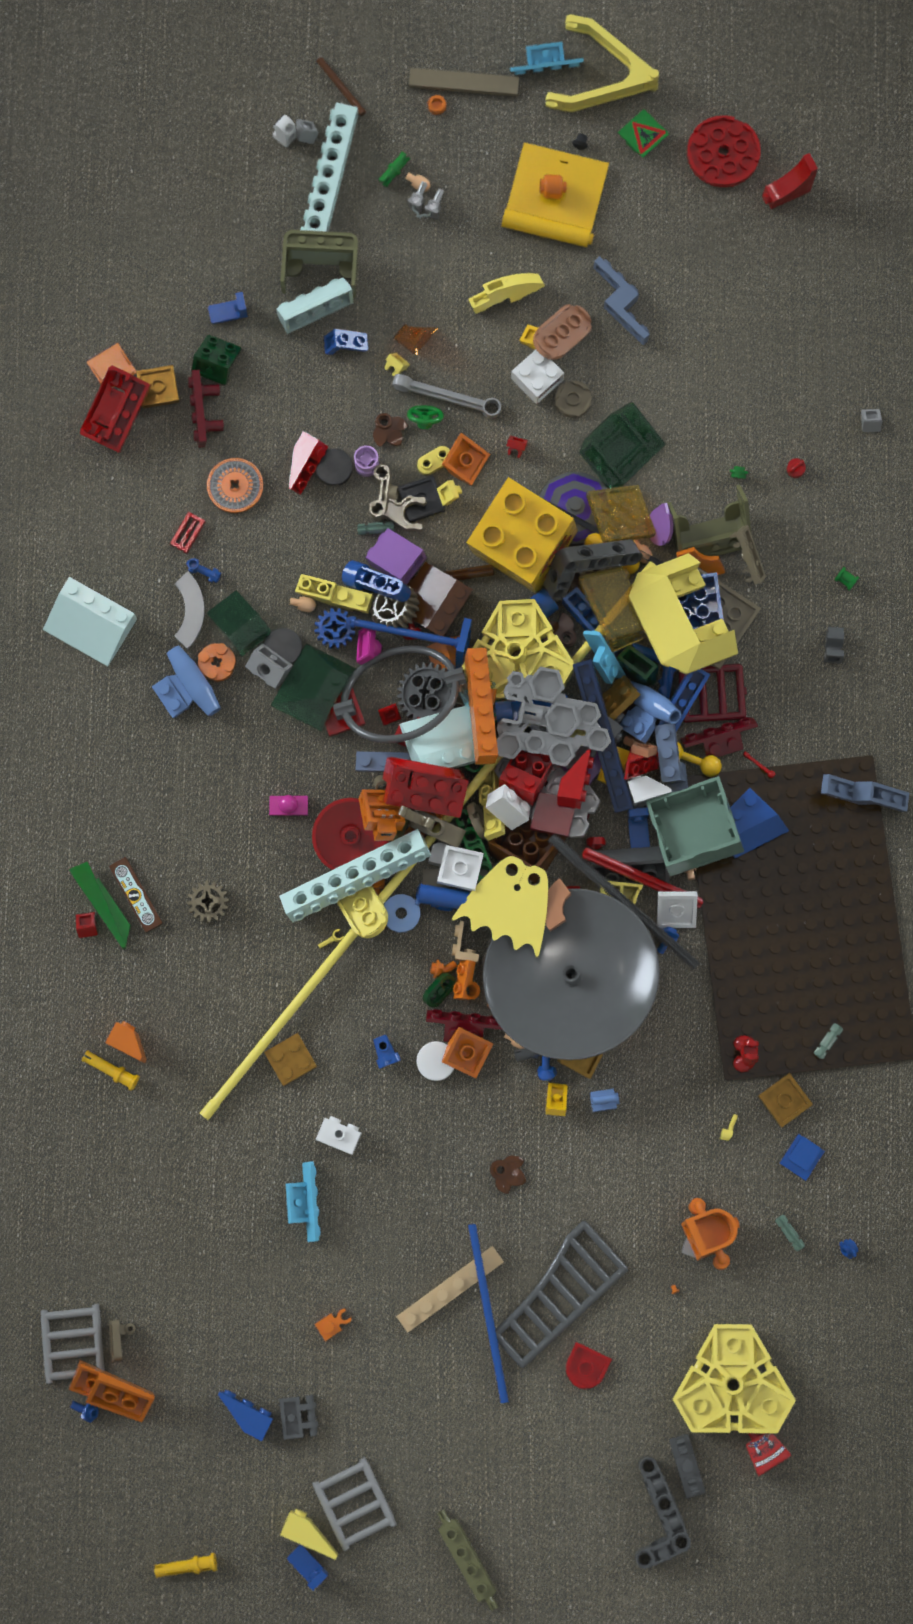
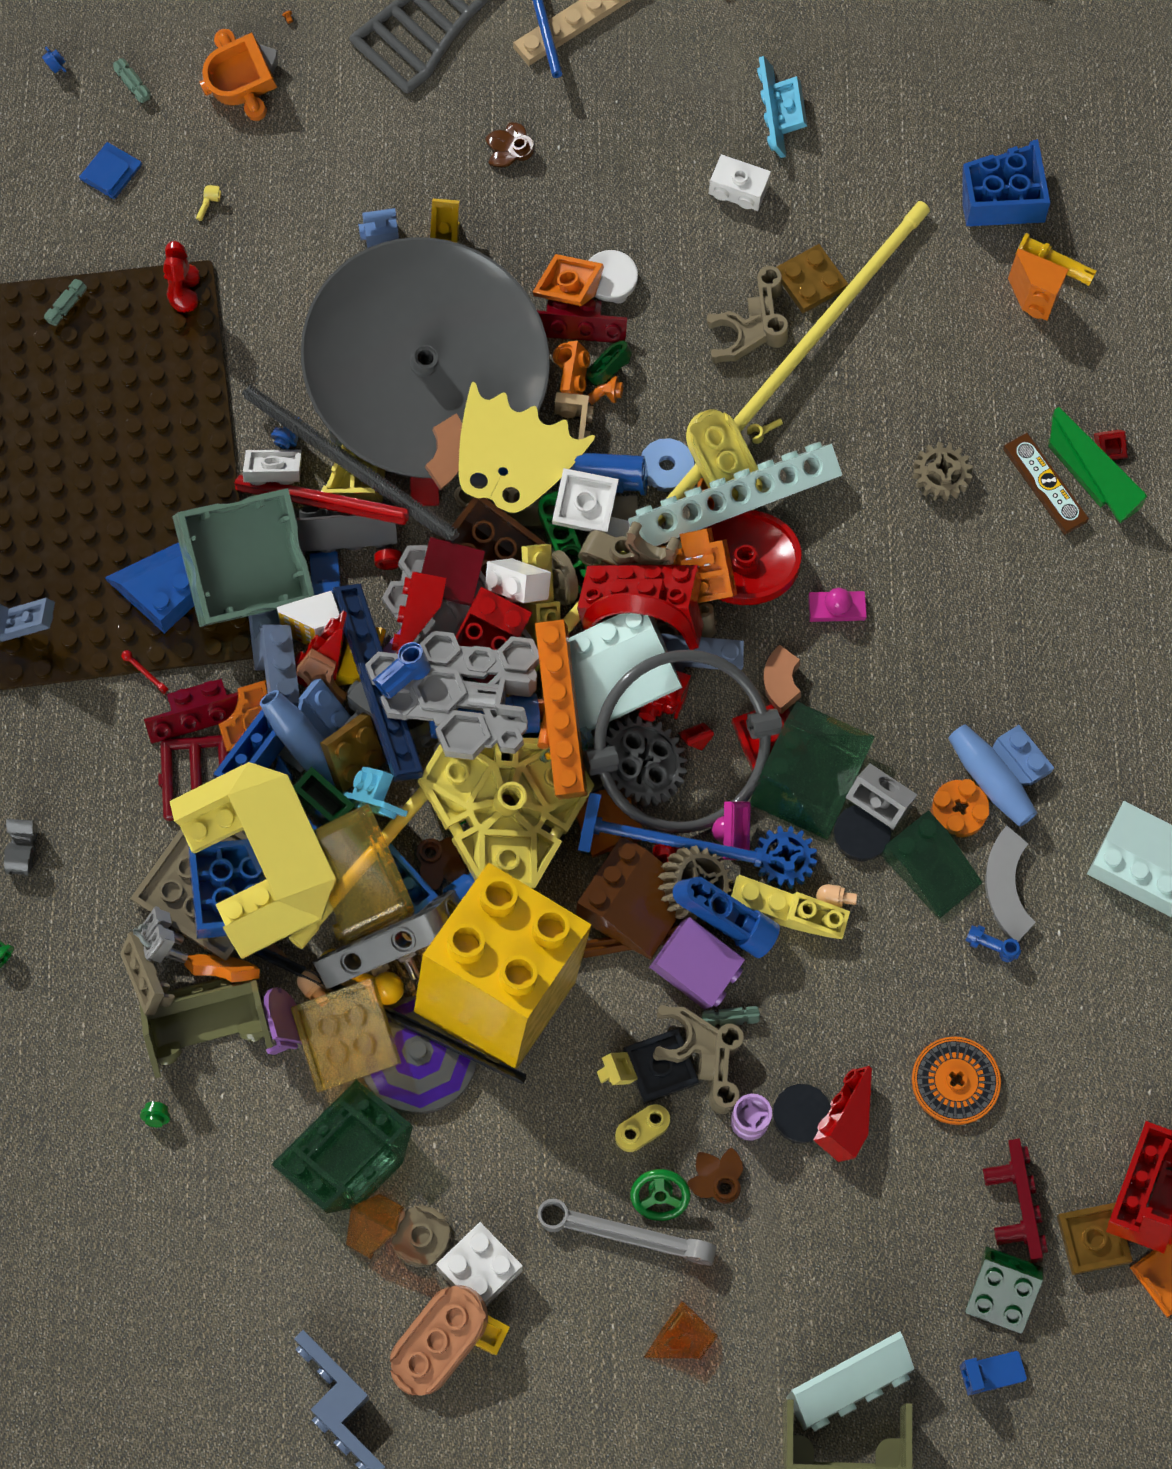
camera: 175 degrees right, 10 degrees down
(141, 1127) = (1006, 188): none -> blue wedge
(195, 519) = (1012, 1026): red tile -> none
(329, 1023) = (761, 321): none -> dark tan piece
(332, 750) = (779, 679): none -> nougat tile
(344, 339) = (794, 1321): blue bracket -> none
(385, 1056) = (681, 284): blue plate -> none
(397, 362) = (709, 1286): light yellow tile -> none
(465, 459) = (592, 1127): orange slope -> none
(511, 287) = (533, 1417): light yellow slope -> none
(516, 443) = (511, 1153): red tile -> none
(588, 728) = (409, 666): none -> blue piece
(600, 402) = (372, 1224): none -> clear orange slope
(690, 726) = (244, 714): none -> orange tile
(709, 765) = (218, 667): yellow piece -> none
(740, 571) = (158, 938): none -> light grey piece
(785, 1100) = (129, 234): pearl gold plate -> none
(796, 468) = (63, 1127): red tile -> none

